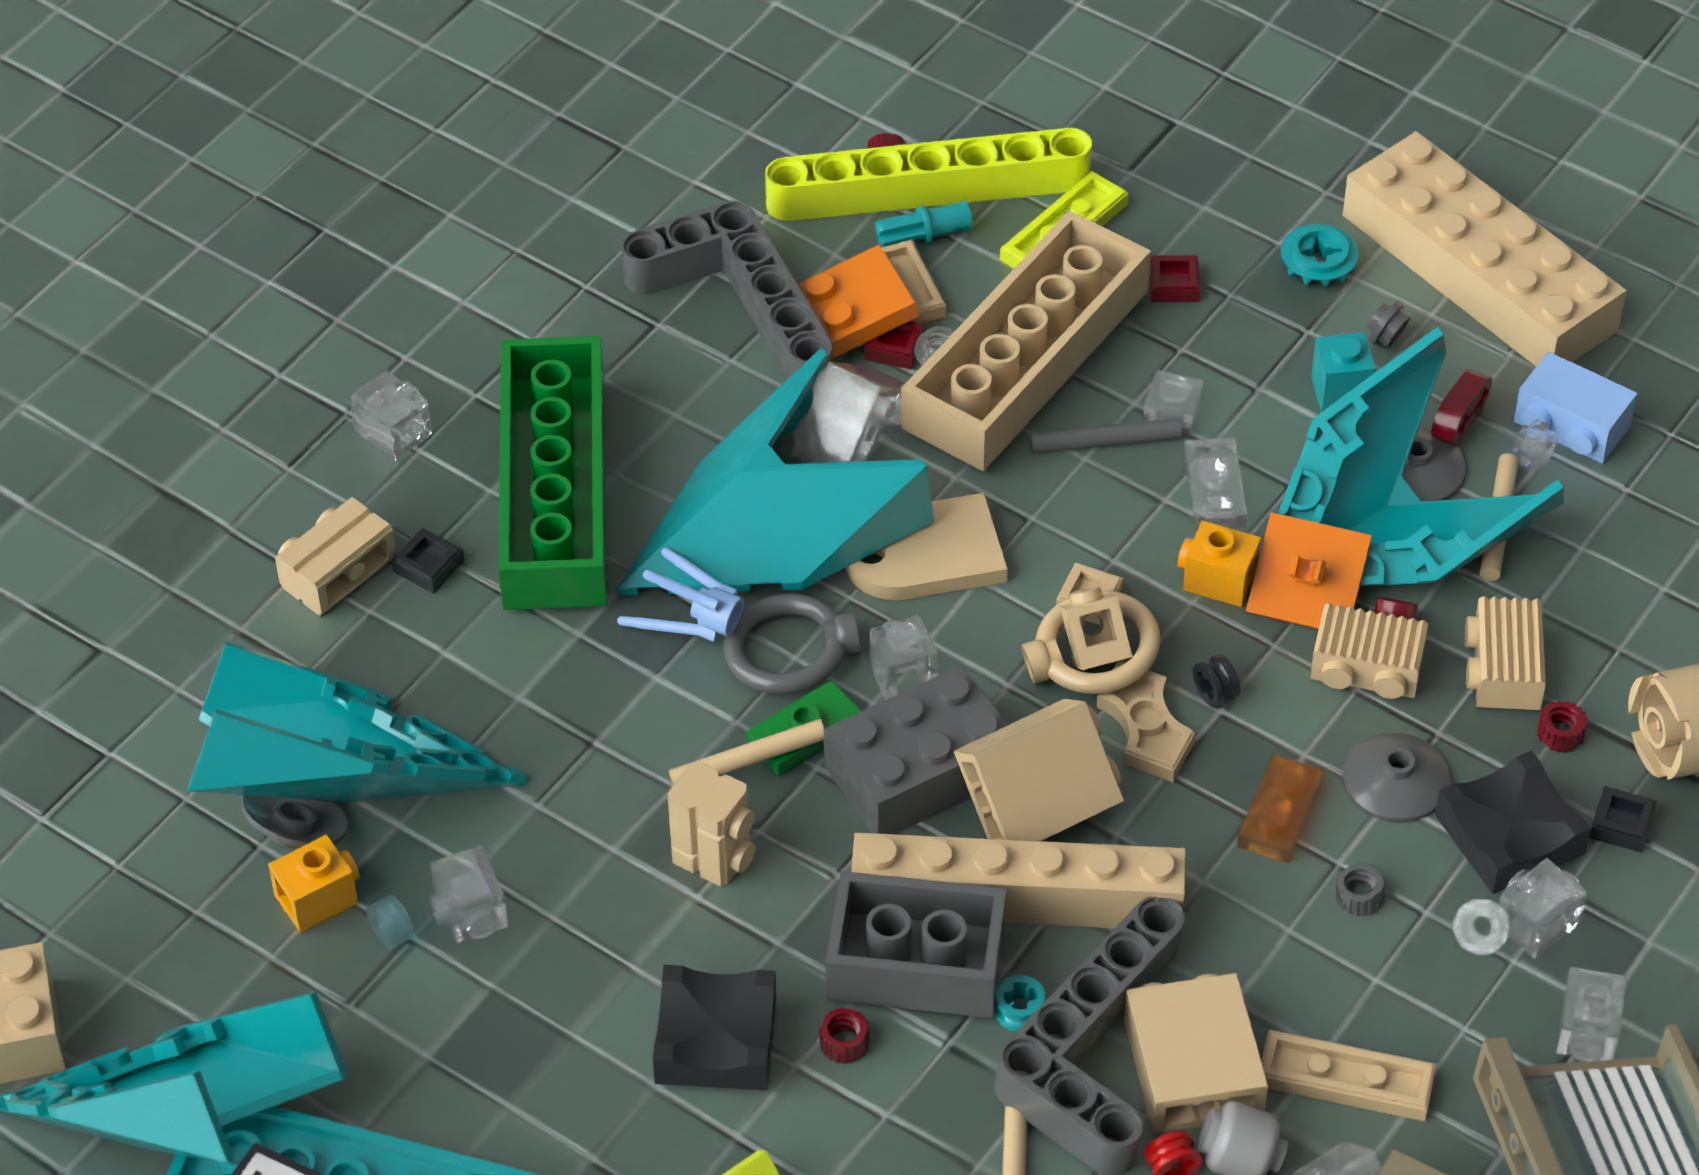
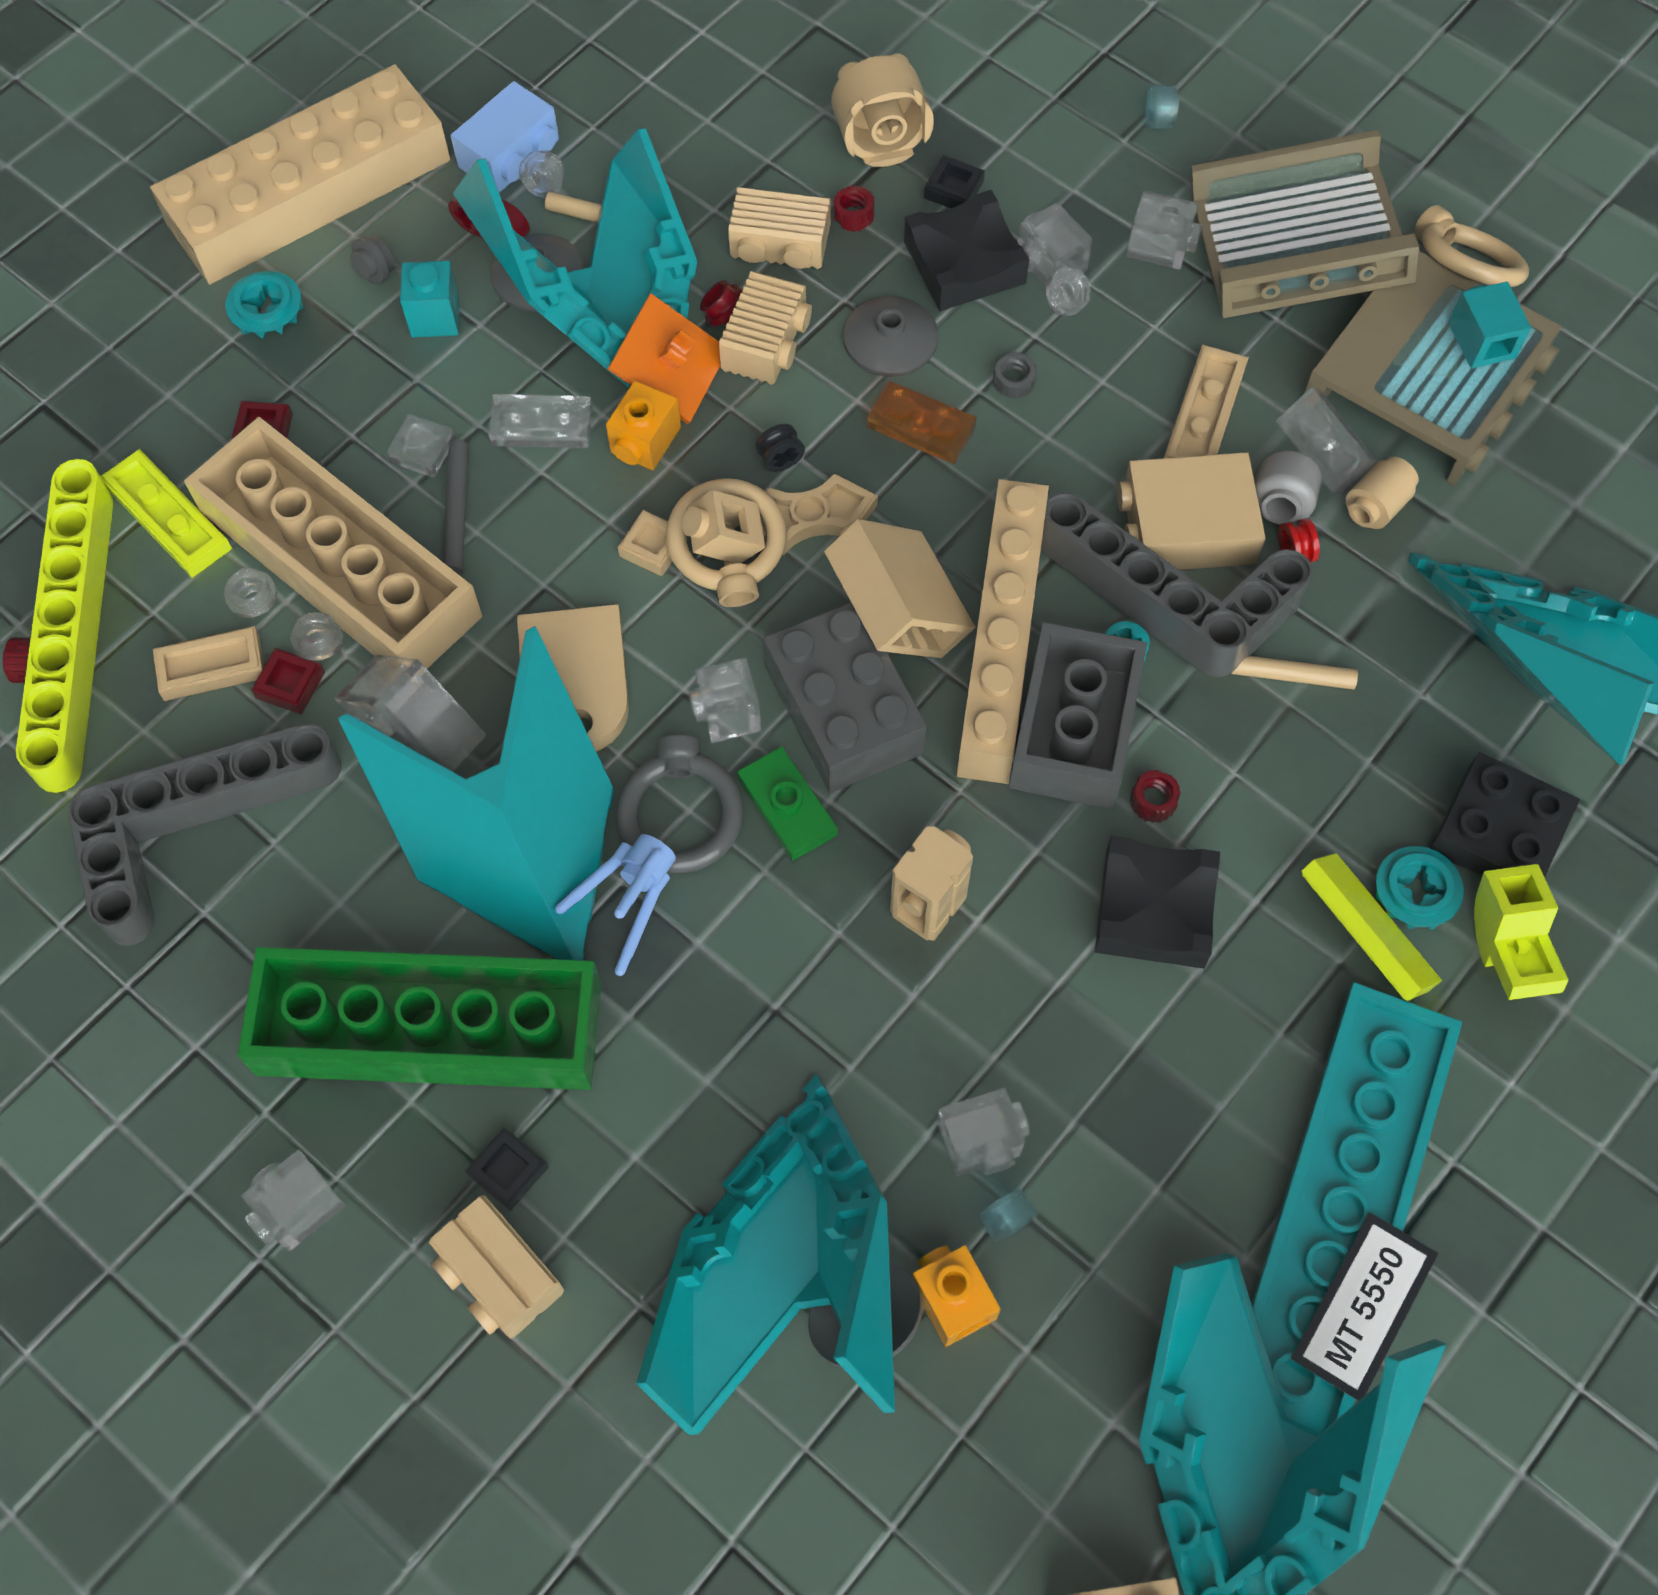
camera: 85 degrees left, 15 degrees up
(760, 749) = (826, 852): tan bar -> none
(859, 299) = (231, 697): orange plate -> none
(924, 224) = (133, 635): teal axle -> none
(975, 291) = (246, 582): none -> clear plate

